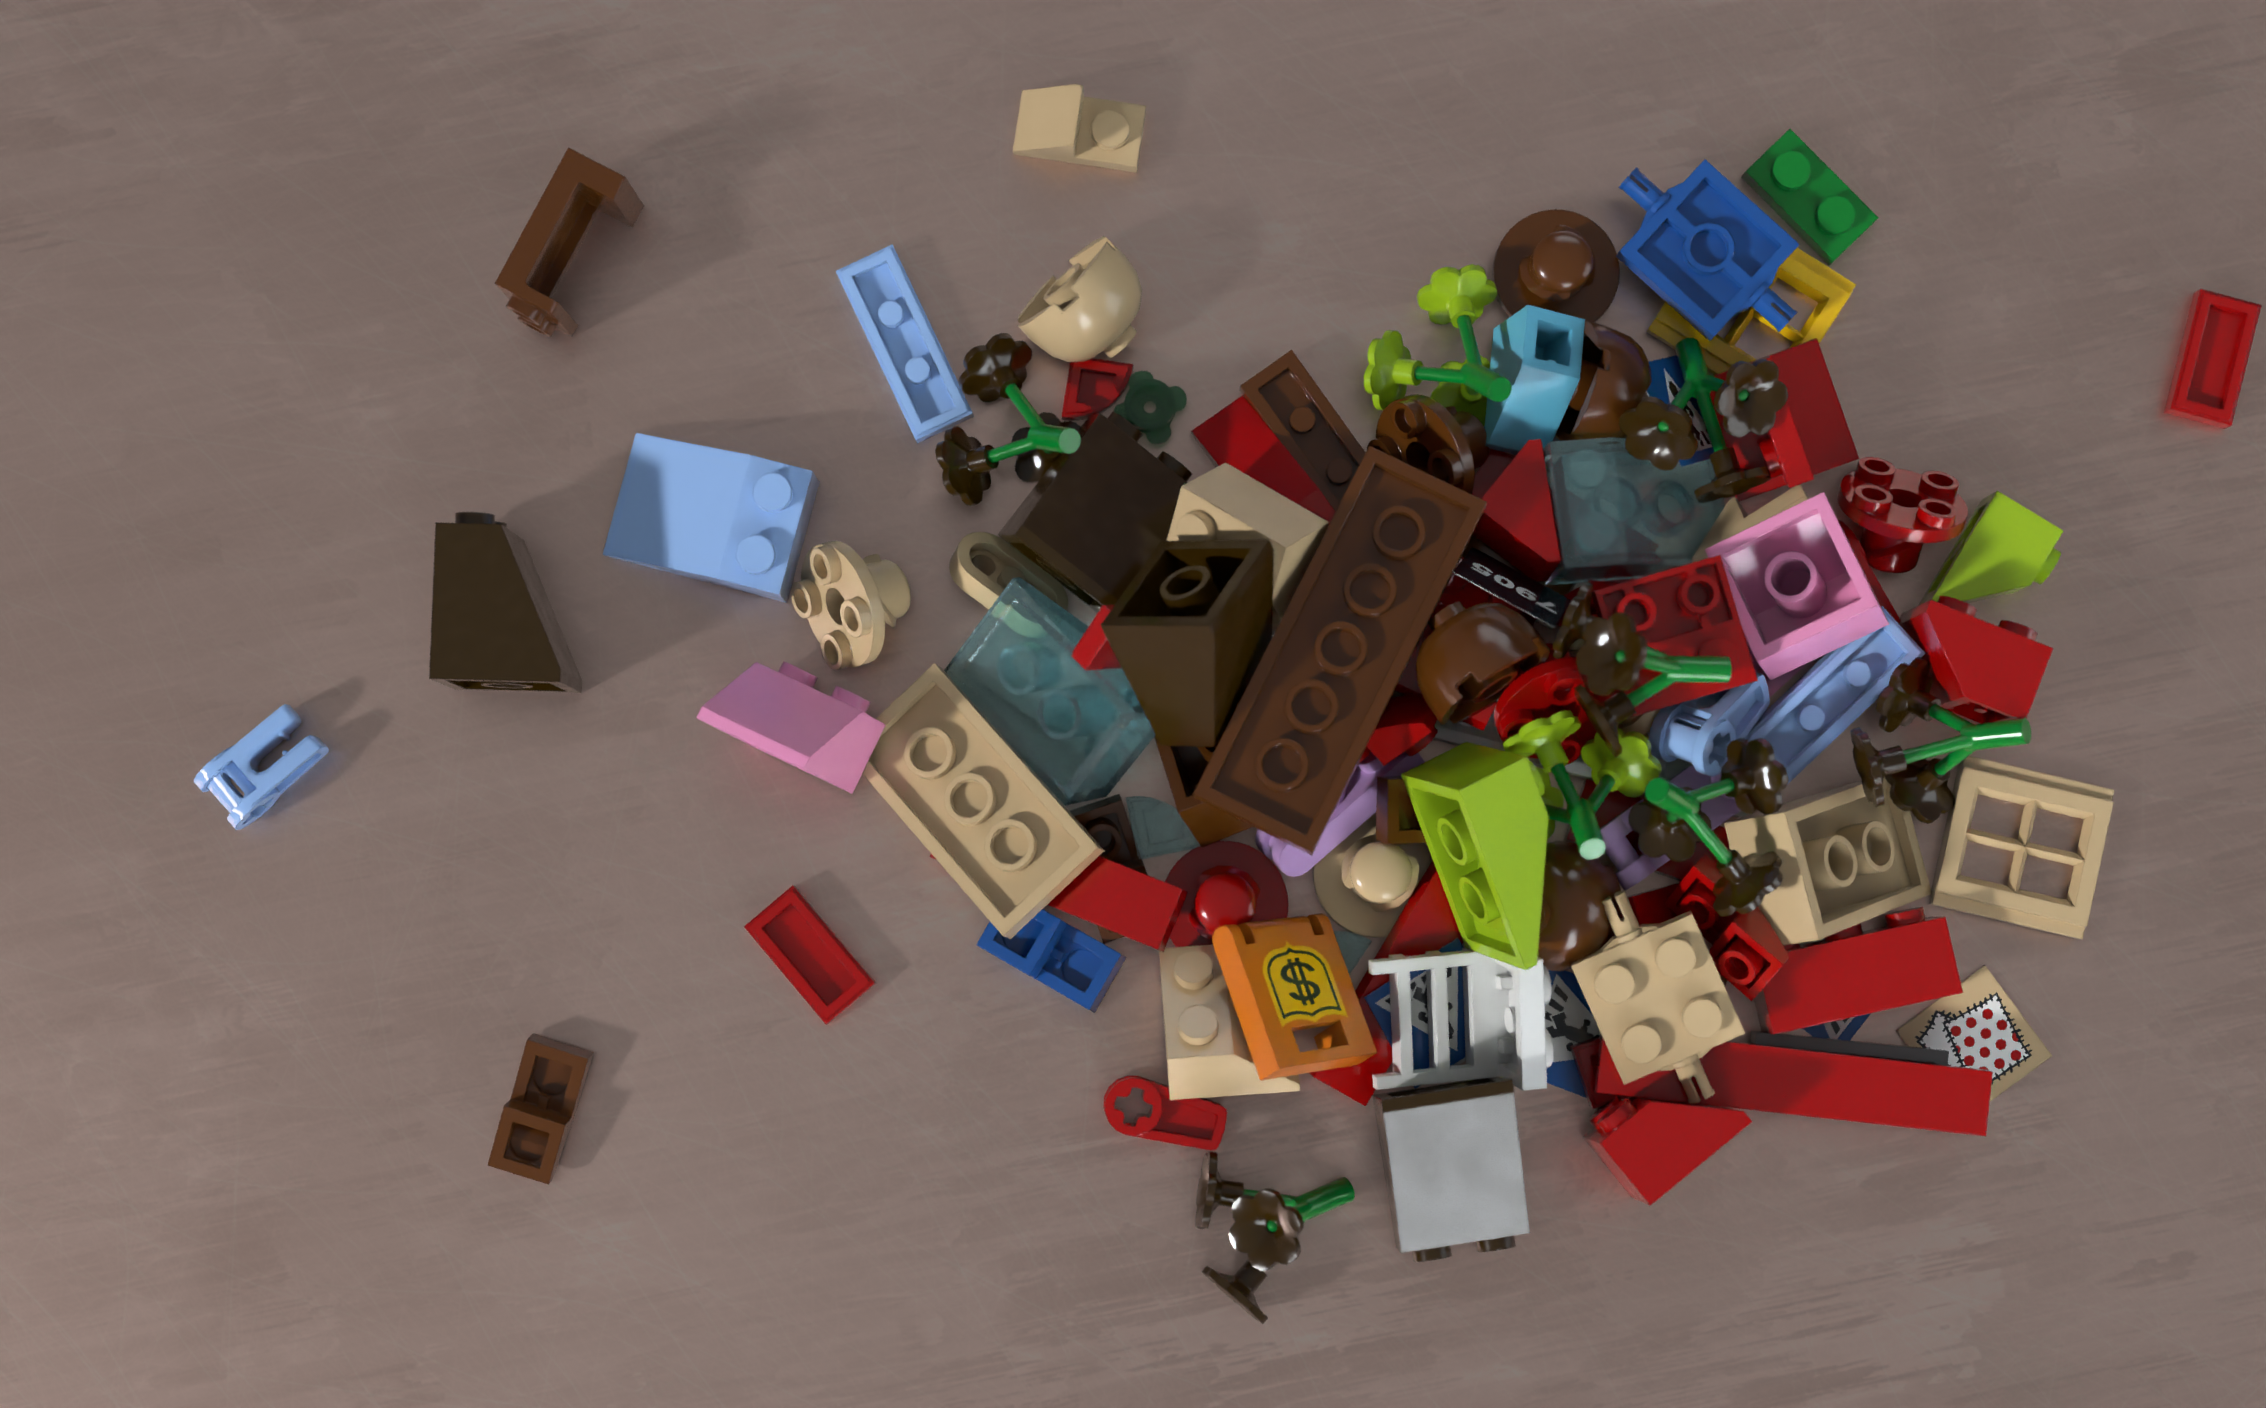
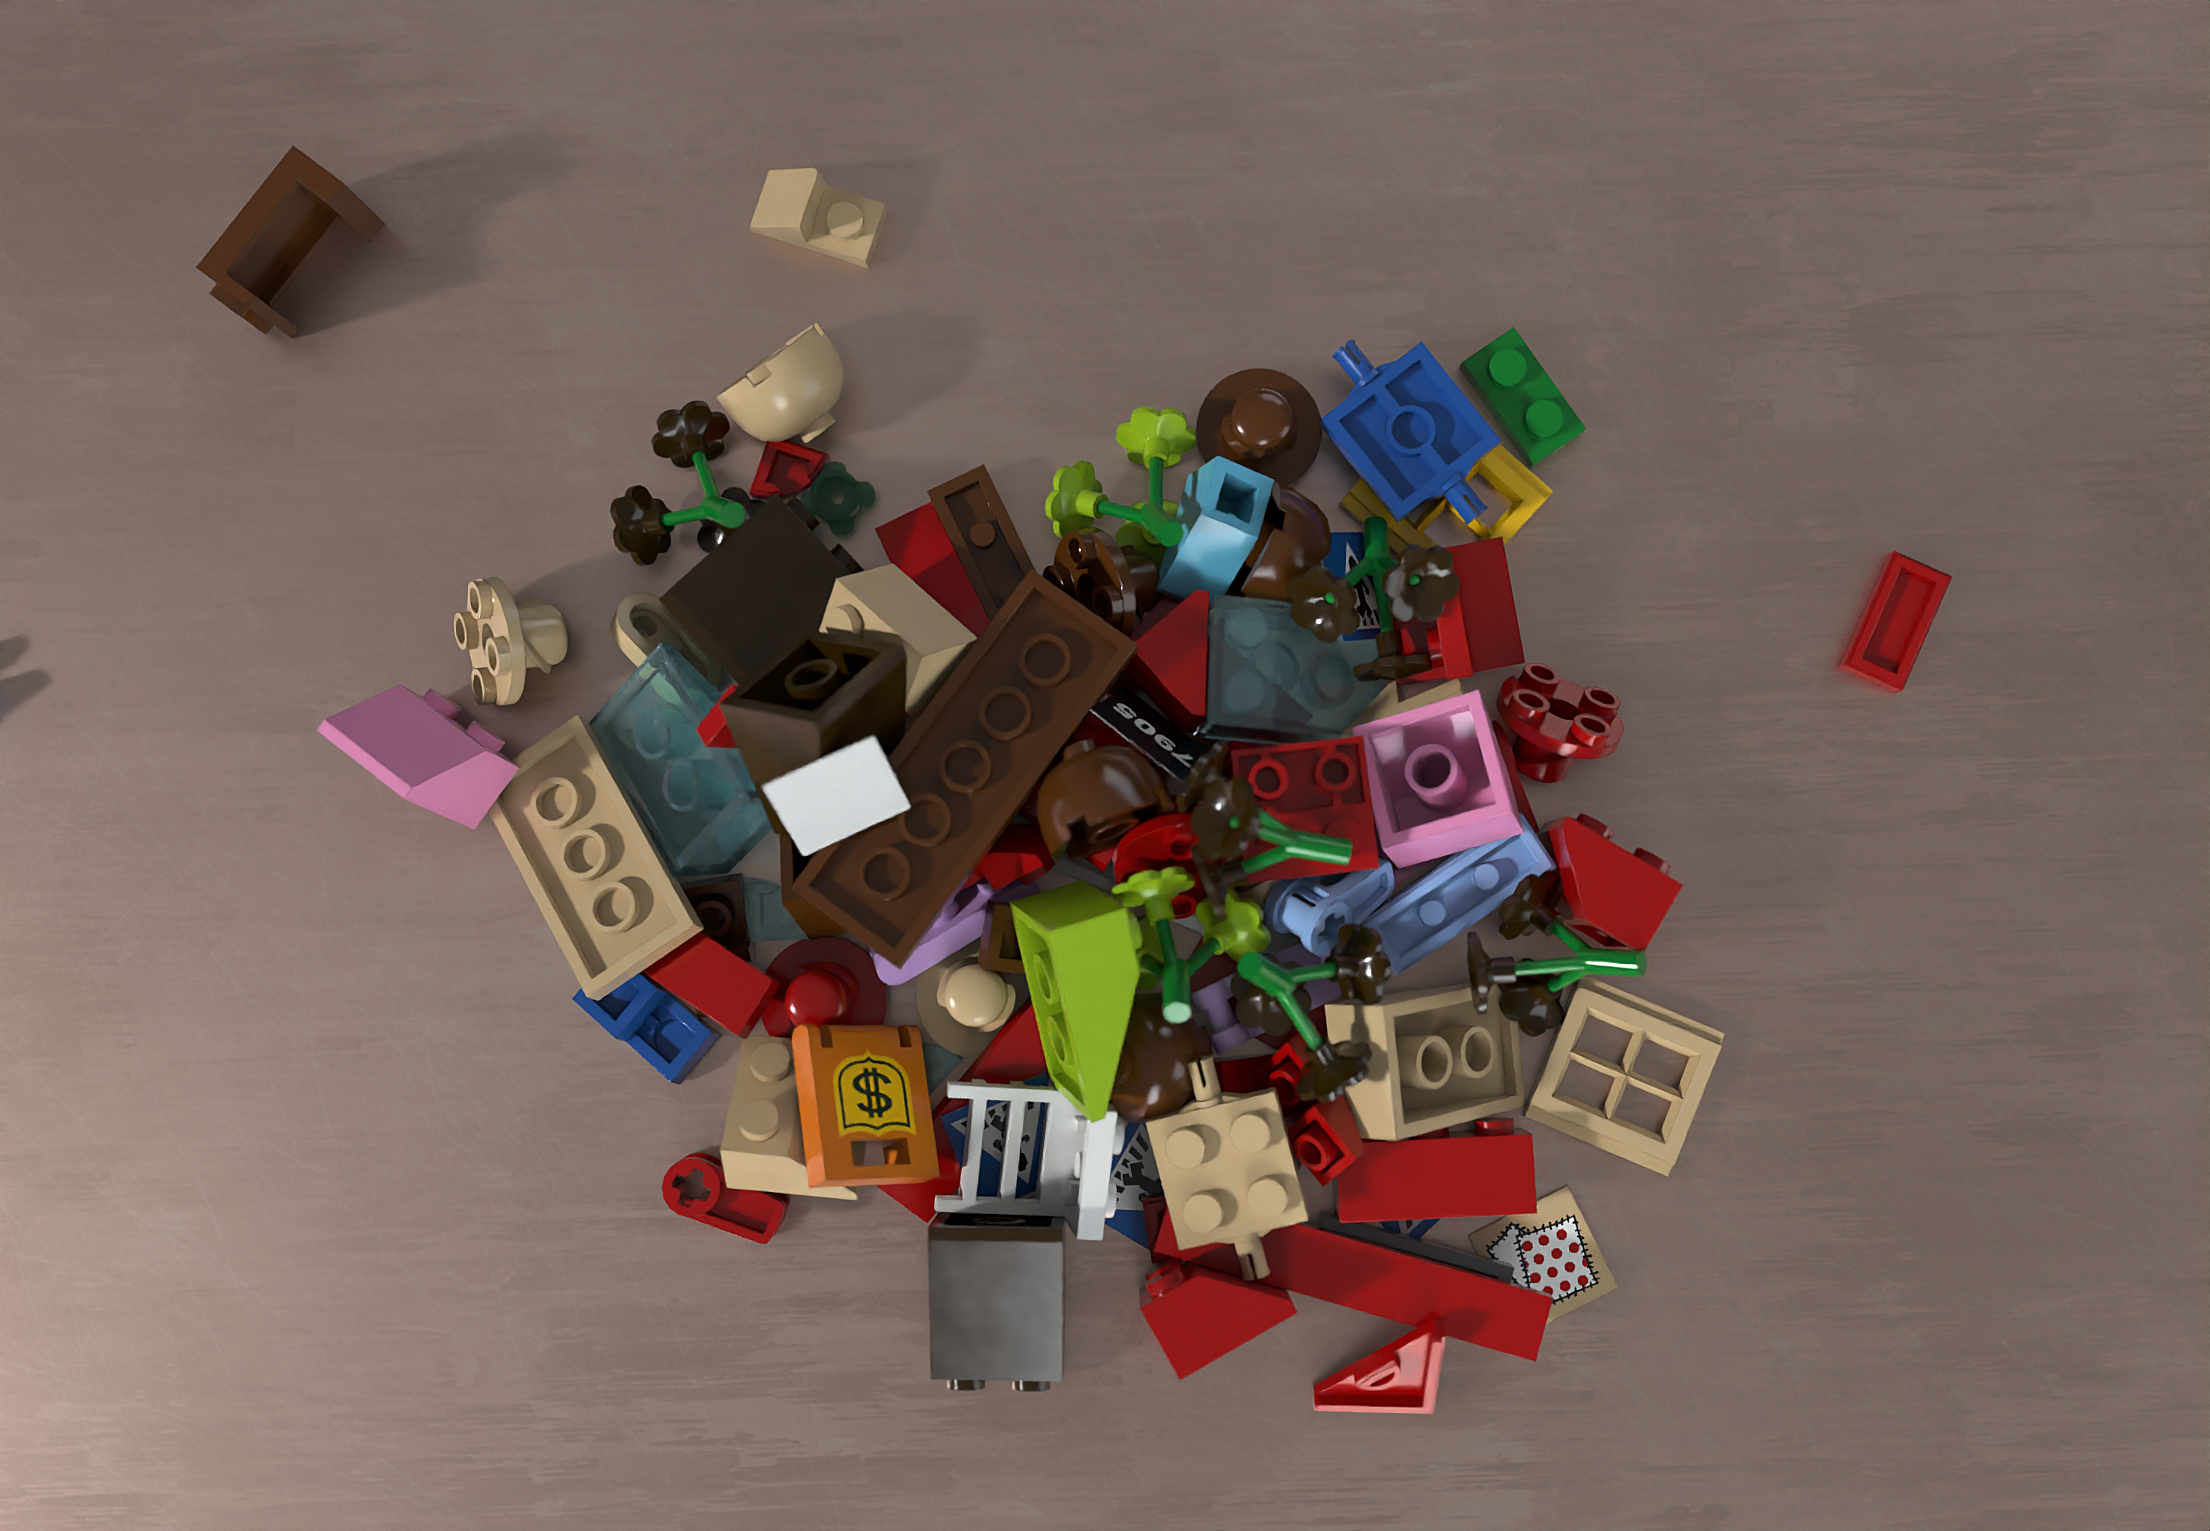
camera: 15 degrees right, 0 degrees up
(493, 613) = (150, 591): dark brown slope -> none
(540, 1108) = (121, 1090): reddish brown slope -> none
(712, 515) = (393, 535): light blue slope -> none
(810, 954) = (410, 980): red tile -> none
(904, 343) = (610, 397): light blue tile -> none
(1231, 695) = (837, 796): none -> white sticker
(1263, 1228) = (794, 1333): dark brown plant -> none
(1848, 1180) = (1391, 1379): none -> red tile
(1997, 553) = (1647, 779): lime slope -> none

